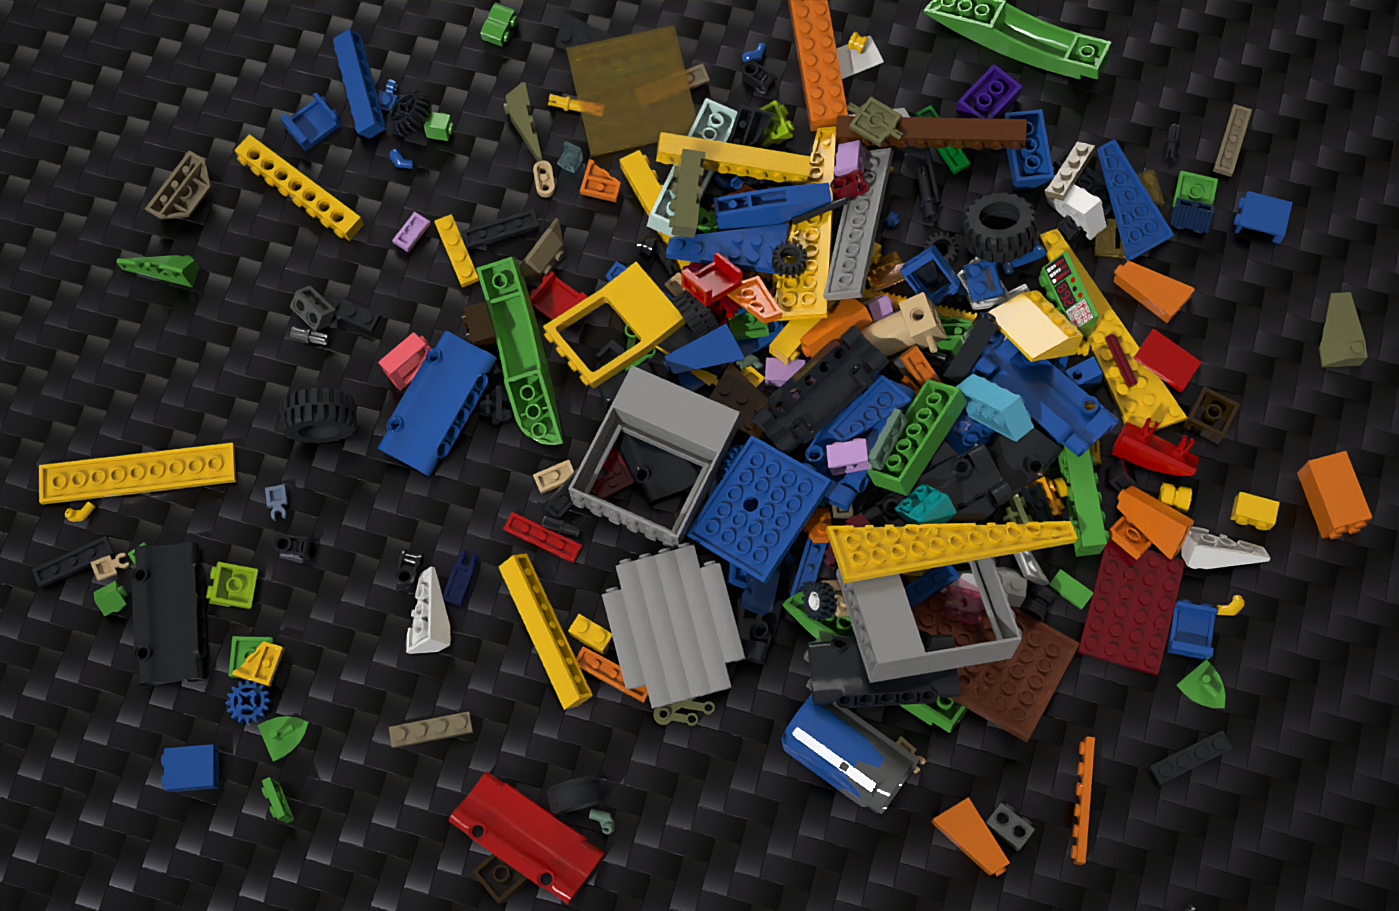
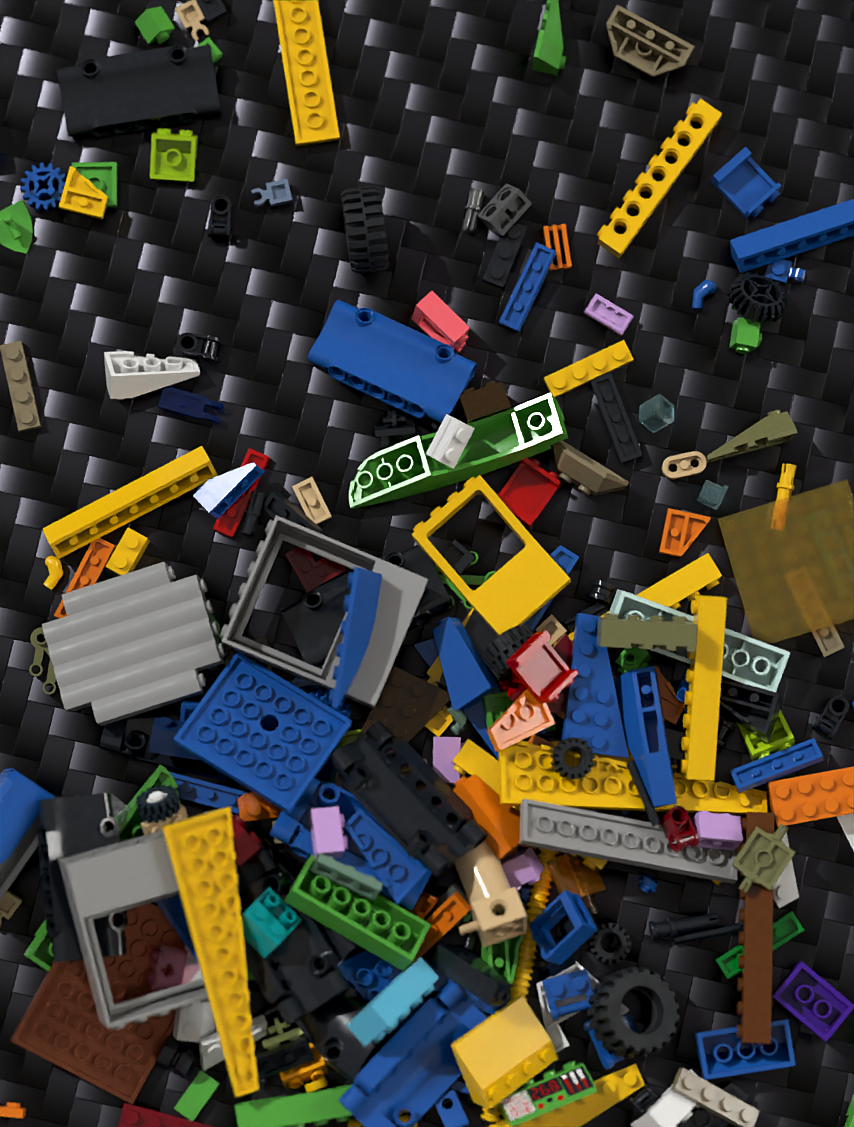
camera: 80 degrees right, 10 degrees up
(335, 269) = (554, 228): none -> orange tile
(381, 294) = (527, 287): none -> blue tile
(498, 197) = (656, 413): none -> clear light blue panel
(511, 351) = (450, 441): none -> white brick
(539, 547) = (224, 490): none -> slope
(601, 701) = (55, 571): none -> yellow arm
(675, 421) = (357, 629): none -> blue wedge
(798, 116) = (776, 765): none -> blue fence

